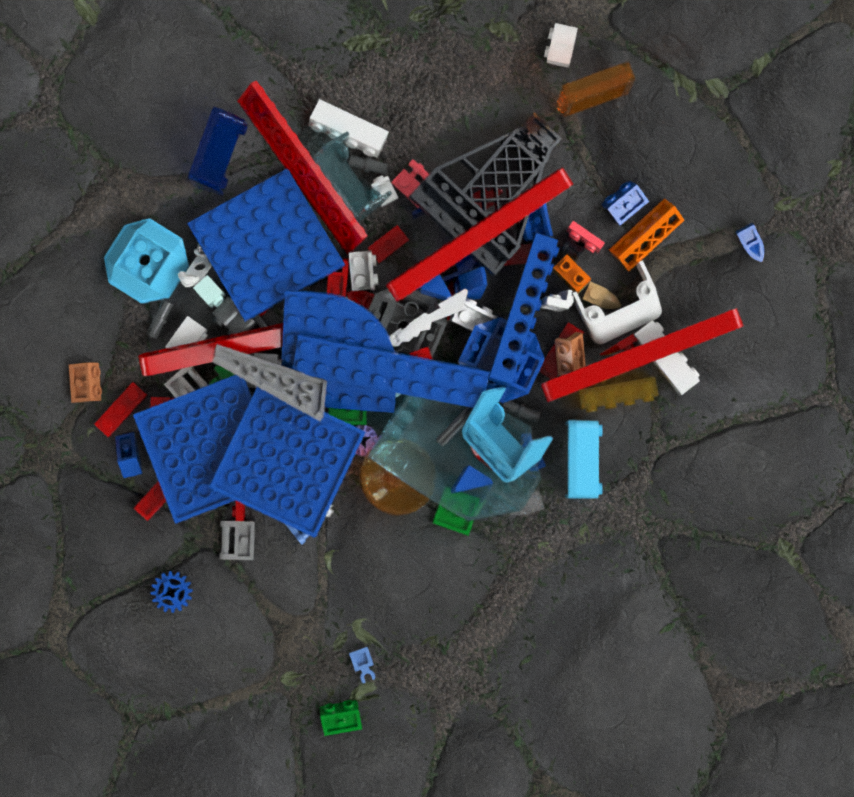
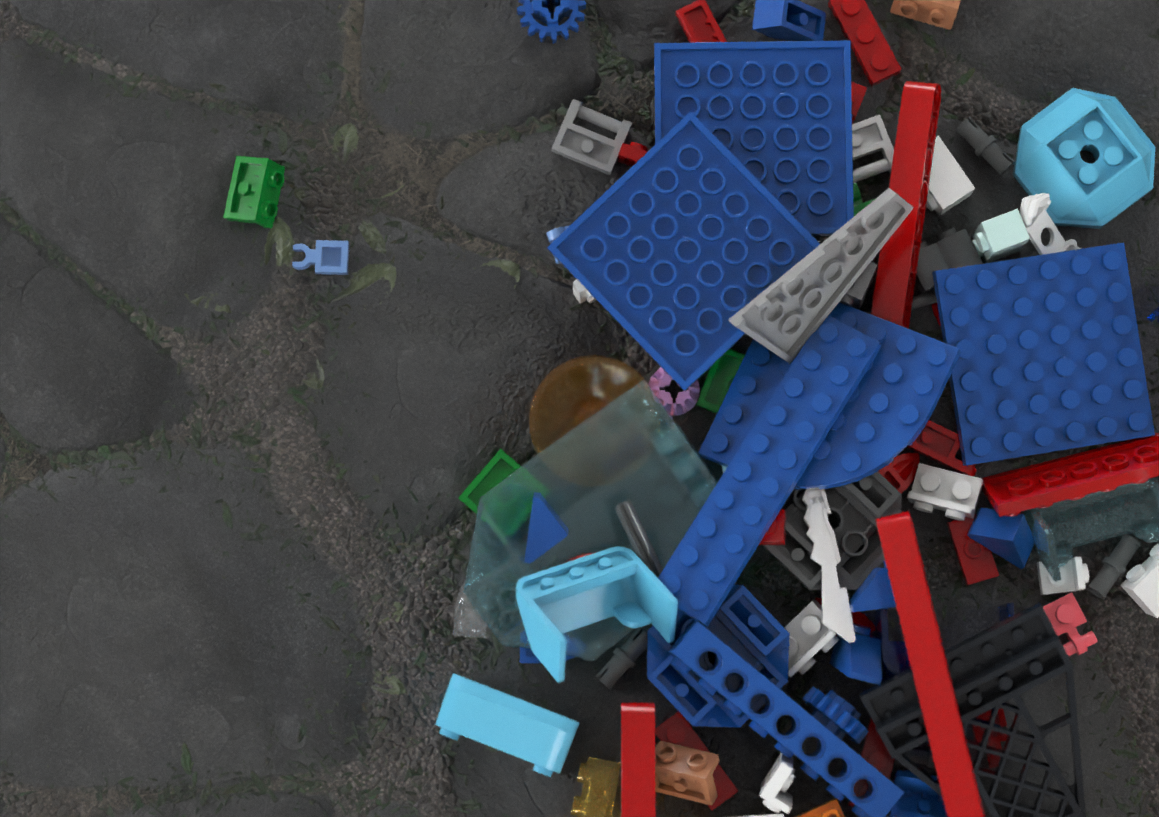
camera: 110 degrees right, 5 degrees down
(375, 227) = (1003, 535): none -> blue slope
(508, 285) = (835, 714): none -> blue gear

